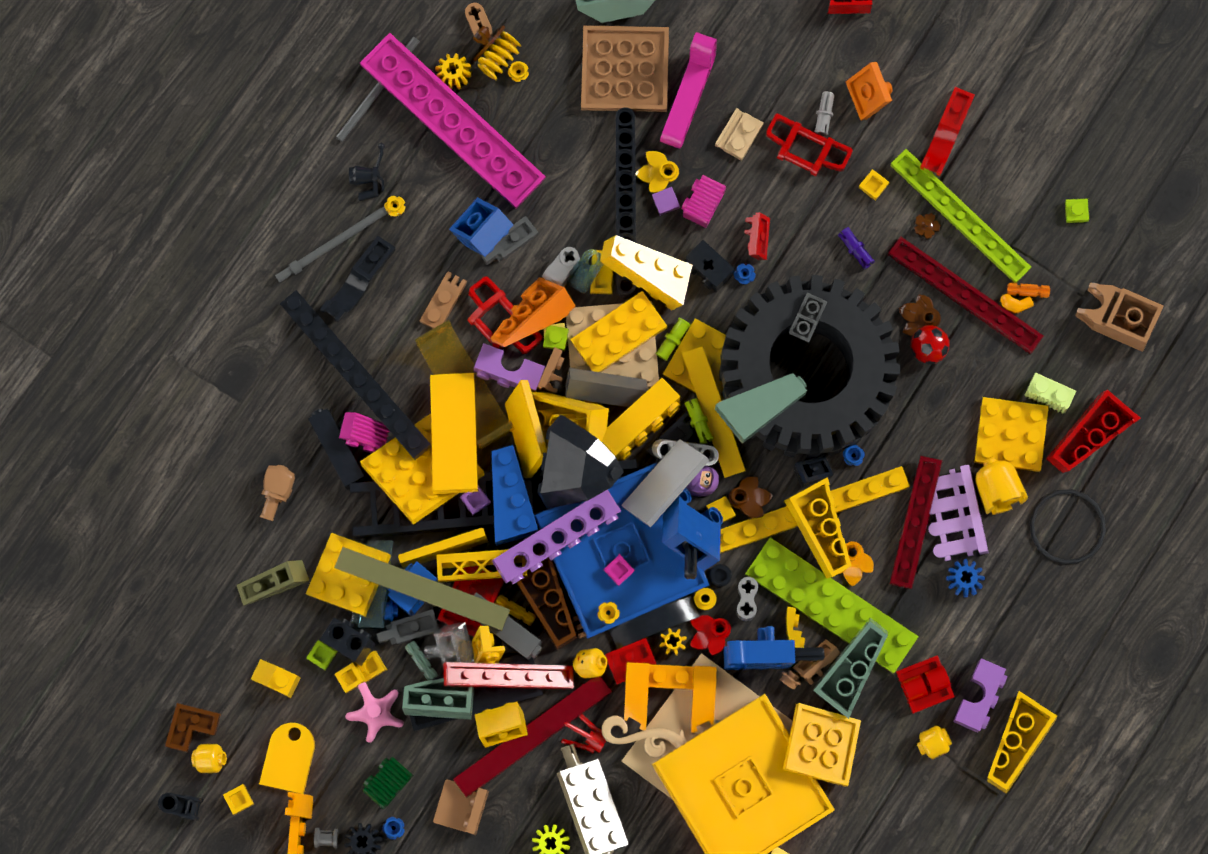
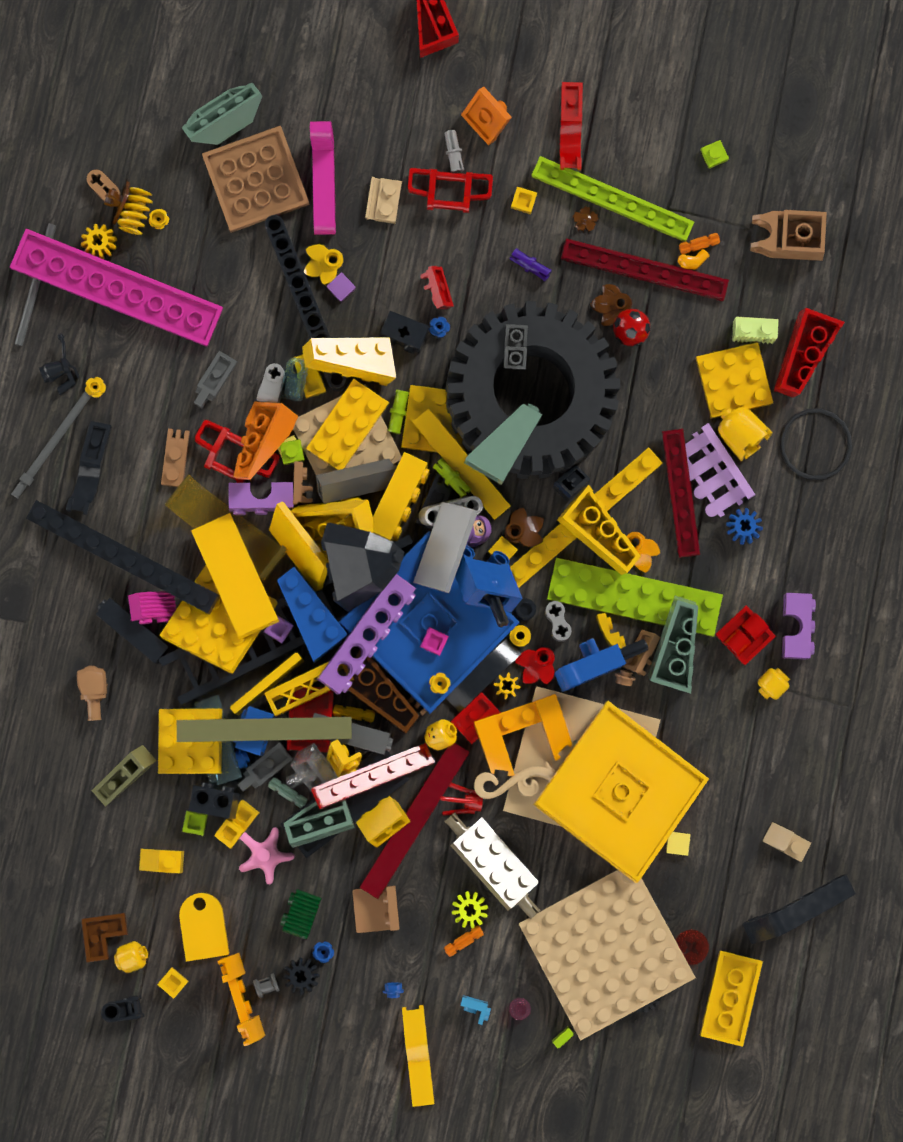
camera: 30 degrees left, 5 degrees up
(481, 227) = (183, 376): blue brick -> none
(703, 201) = (376, 274): dark pink brick -> none
(822, 744) = (676, 725): yellow plate -> none
(855, 449) = (606, 450): blue plate -> none
(1022, 736) = (848, 650): yellow wedge -> none

